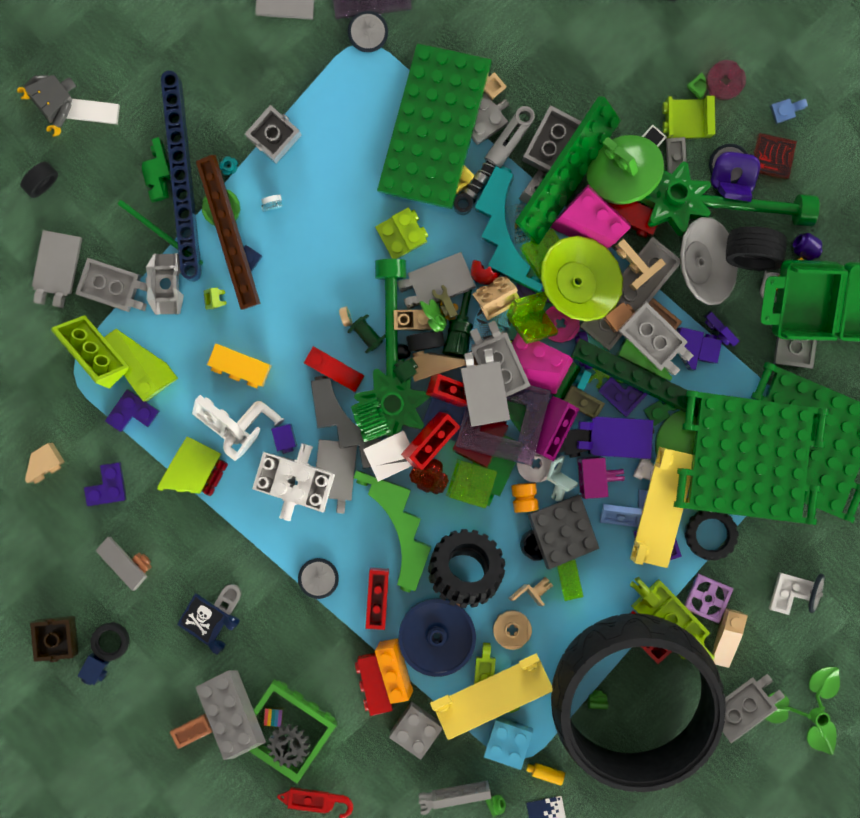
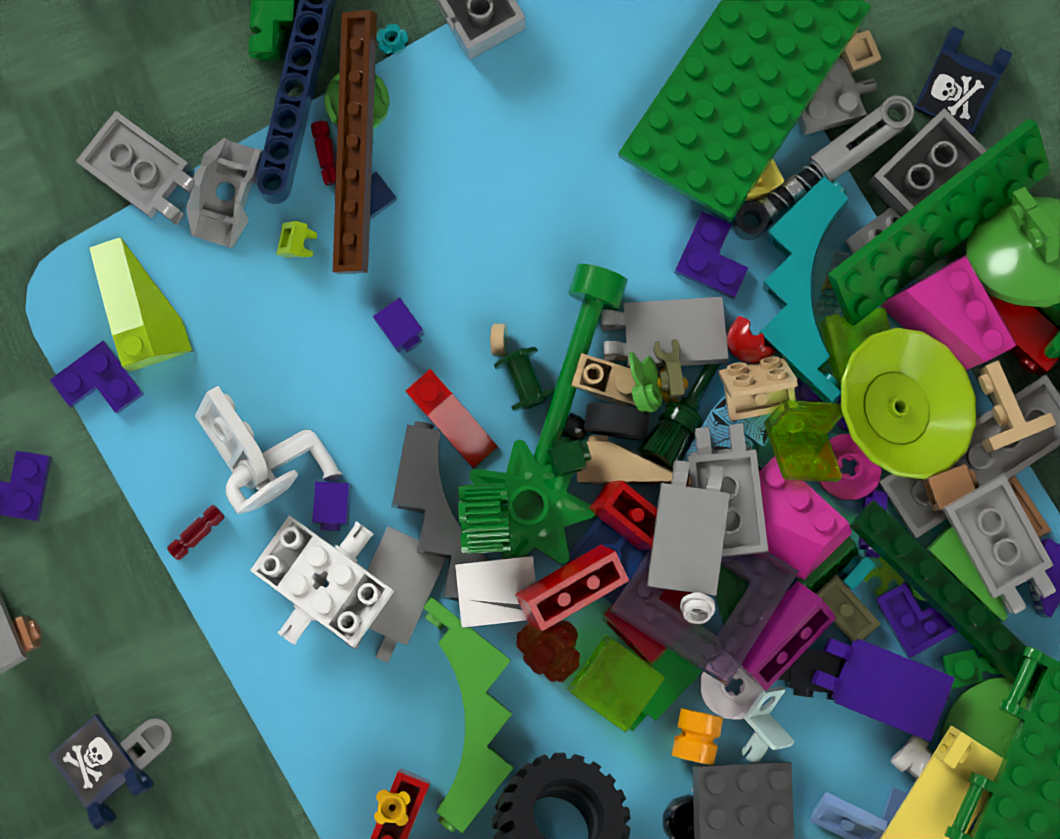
camera: 15 degrees right, 5 degrees down
(56, 267) = (60, 110): light grey tile -> none
(91, 351) = (68, 259): lime slope -> none
(154, 228) = (236, 95): green axle -> none
(190, 467) = (160, 502): lime slope -> none
(213, 242) = (325, 151): none -> dark red axle
(238, 366) = (298, 362): yellow brick -> none
(271, 203) = (440, 119): piece -> none
(288, 327) = (399, 326): none -> dark purple brick
(318, 578) = (308, 757): light grey wheel -> none
(373, 595) = (397, 816): none -> yellow plate
(402, 233) = (636, 236): lime plate -> none
(442, 233) = (704, 263): none -> dark purple plate
(502, 429) = (697, 608): none -> white plate
(555, 86) = (961, 83): none -> flag
(594, 477) = (826, 741): magenta brick -> none

